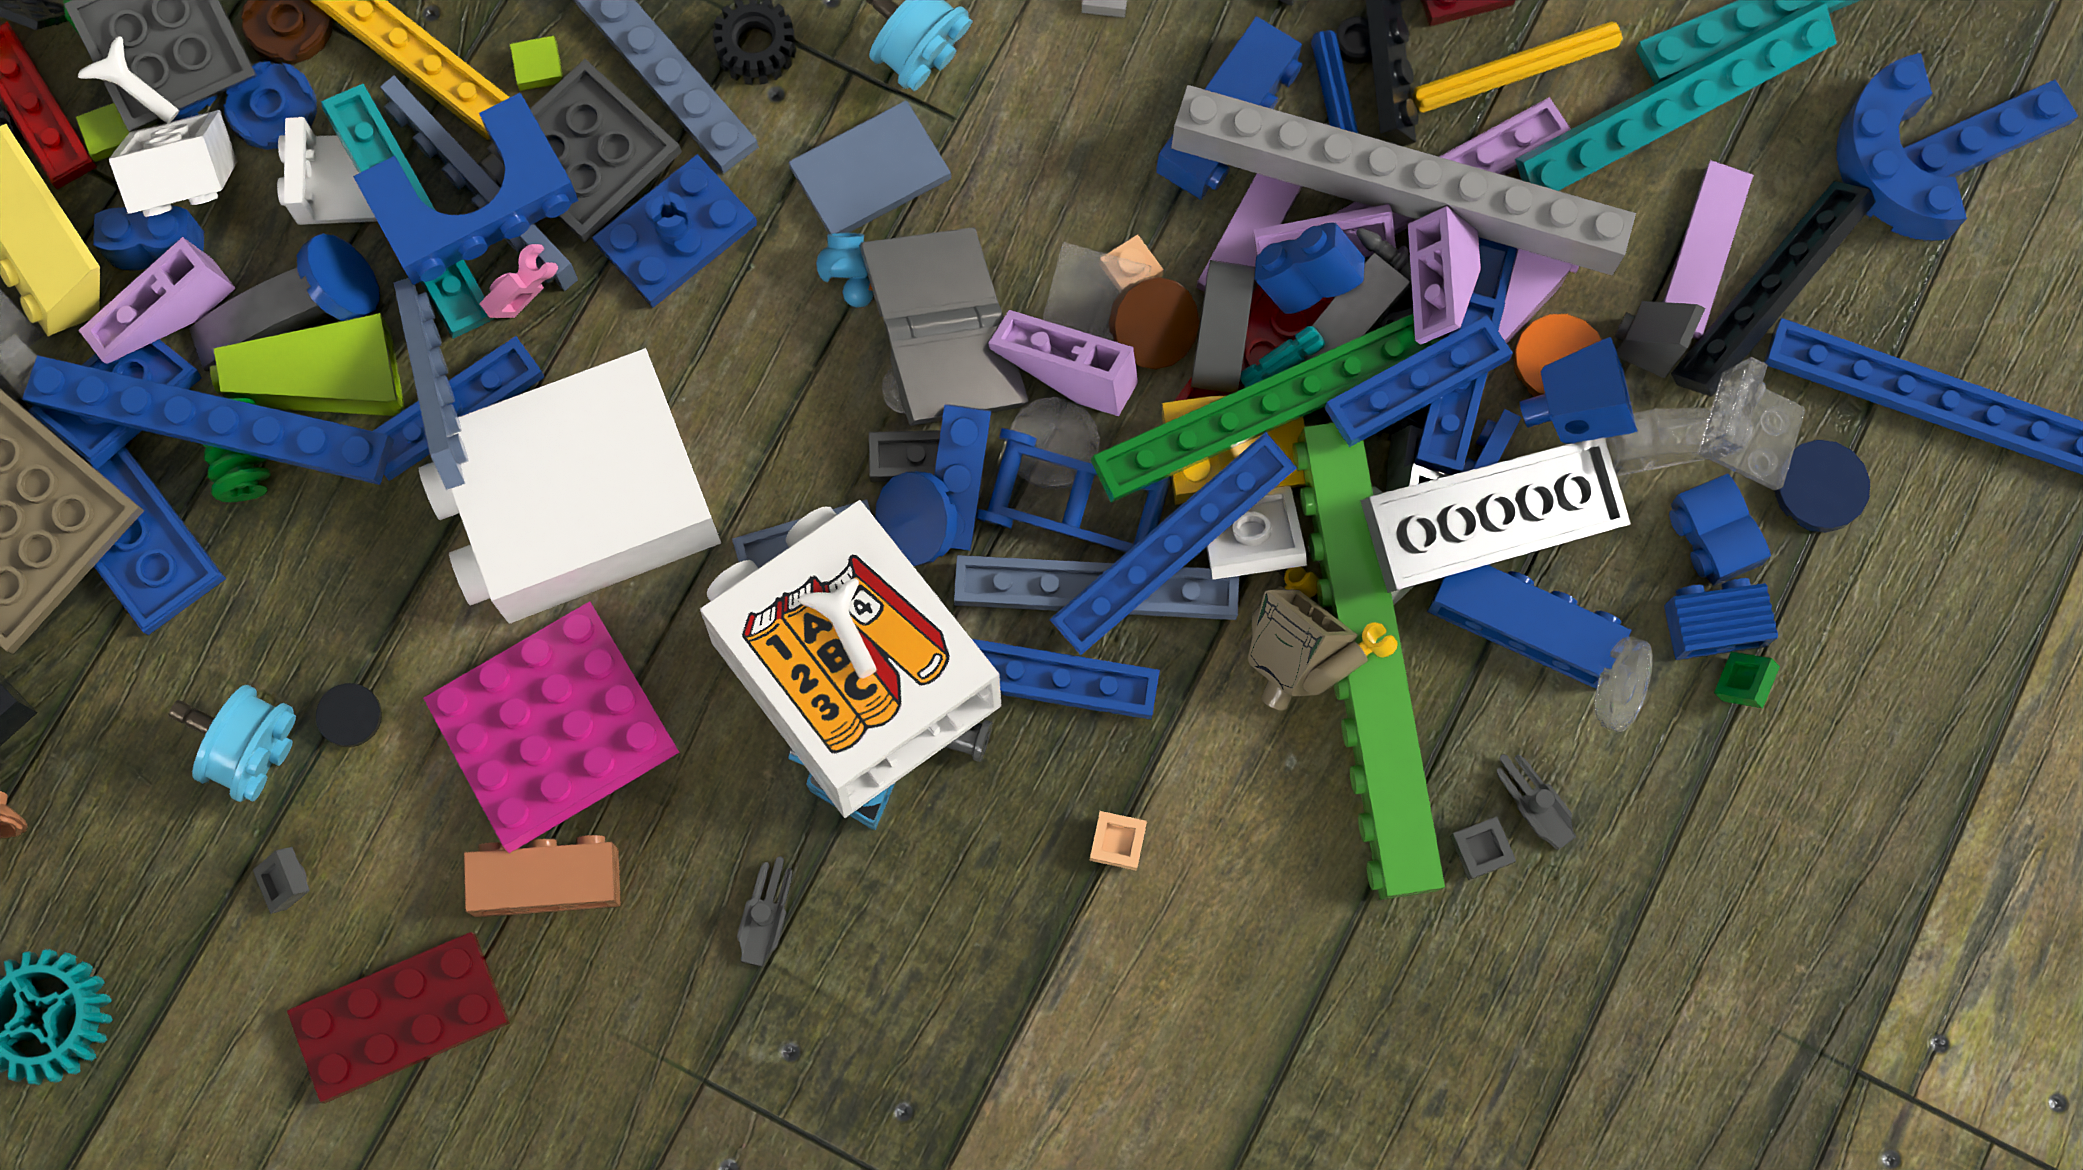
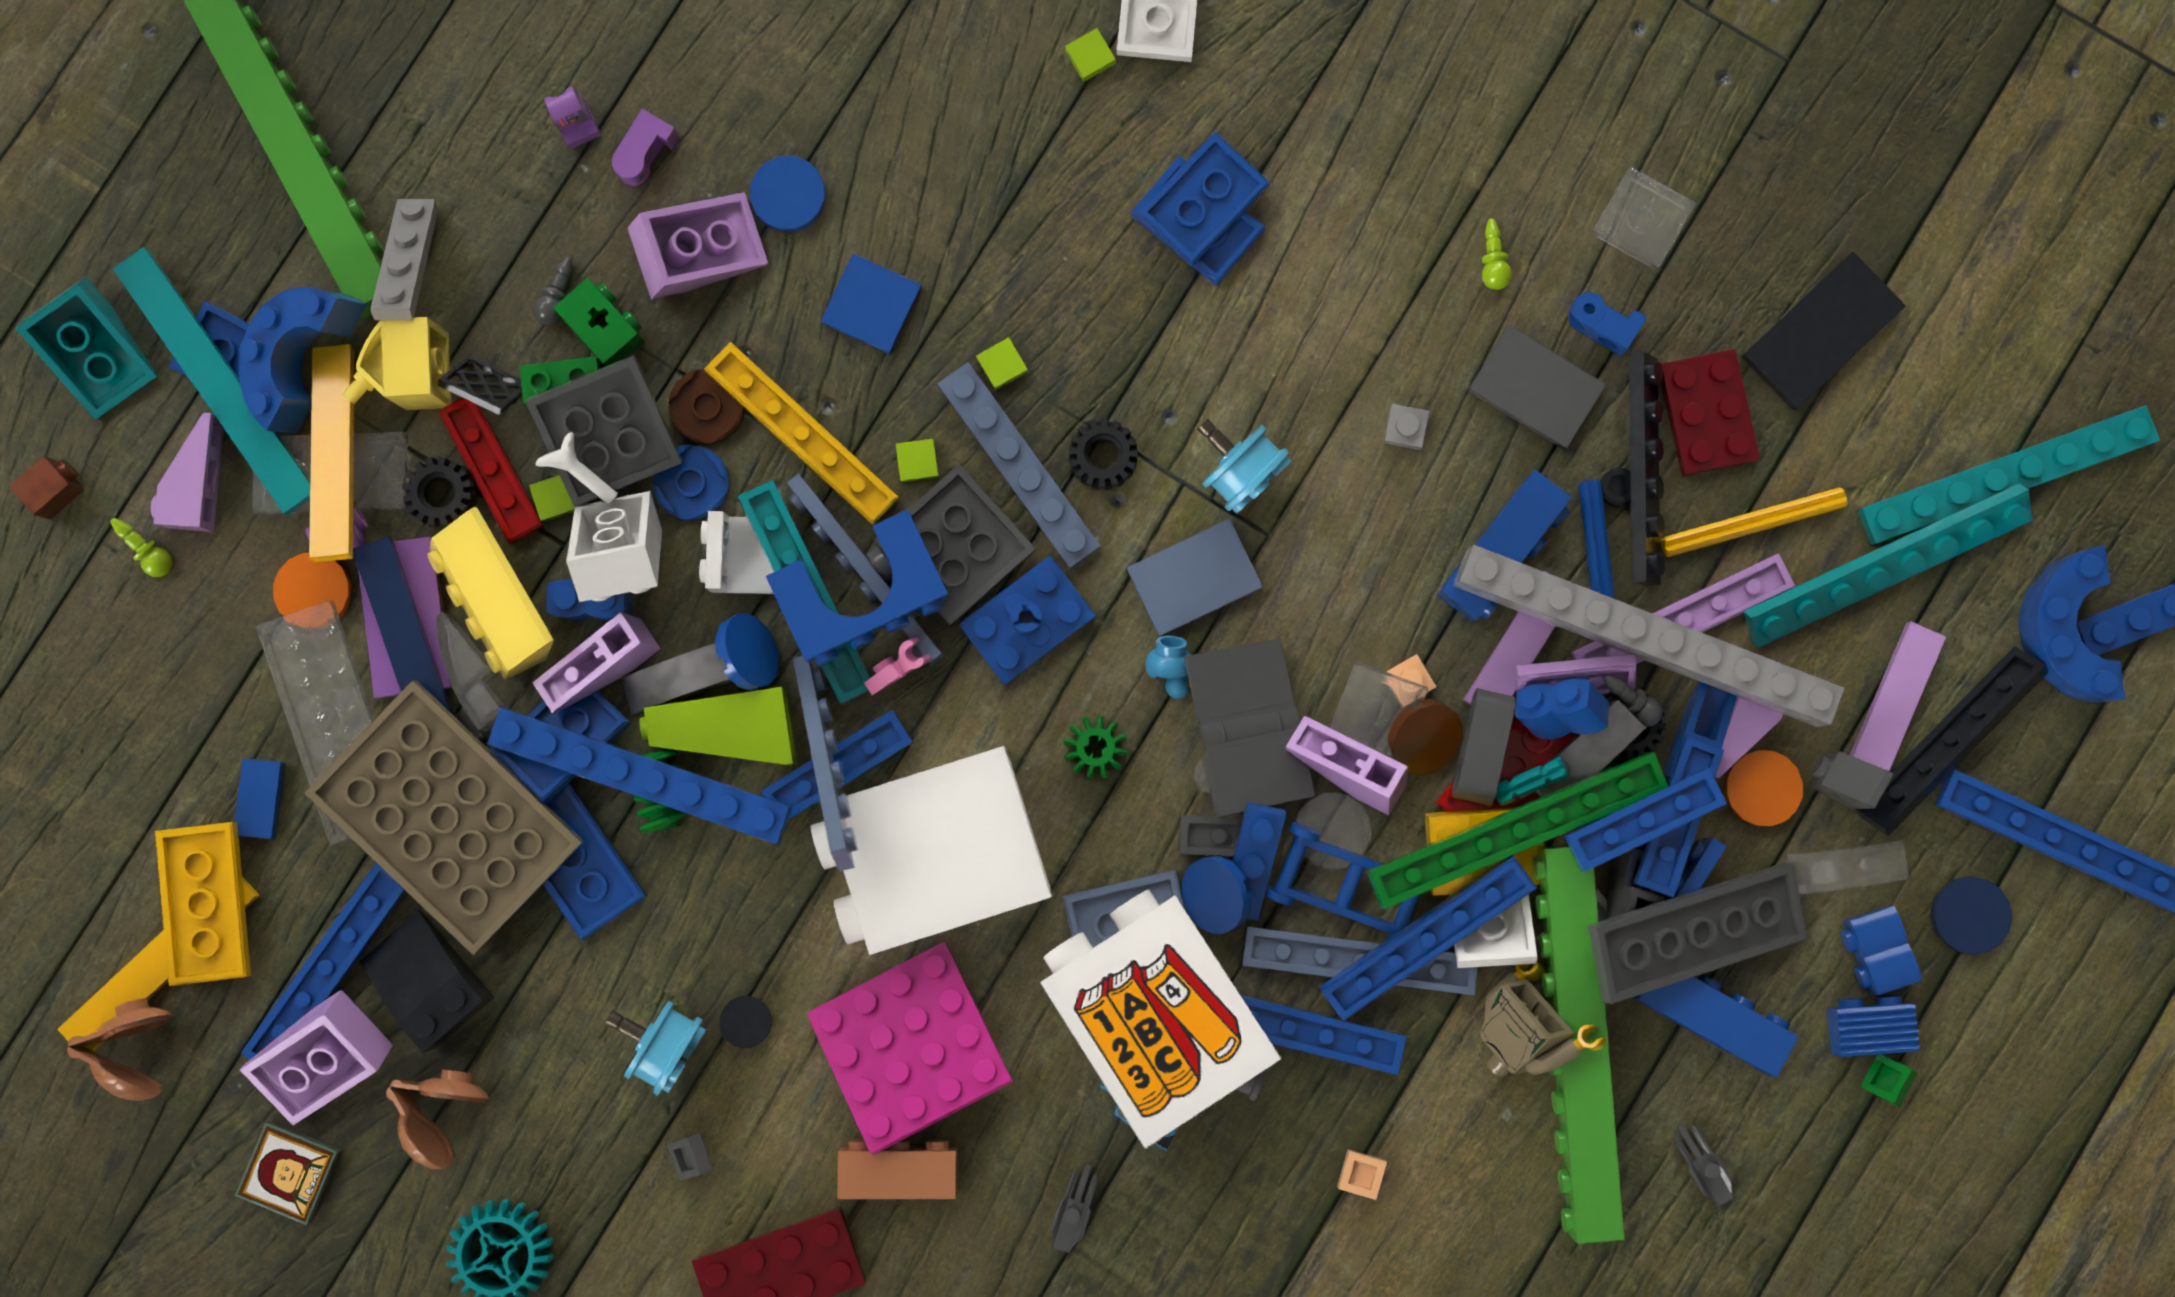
camera: 10 degrees right, 10 degrees up
(746, 372) = (1083, 742): none -> green gear
(836, 608) = (1152, 994): white piece -> none
(1442, 272) = (1674, 727): lavender slope -> none
(1483, 848) = (1657, 1203): dark grey plate -> none
(1583, 396) = (1781, 836): blue torso -> none
(1624, 687) = (1786, 1085): clear tile -> none
(1751, 426) = (1918, 867): clear bracket -> none

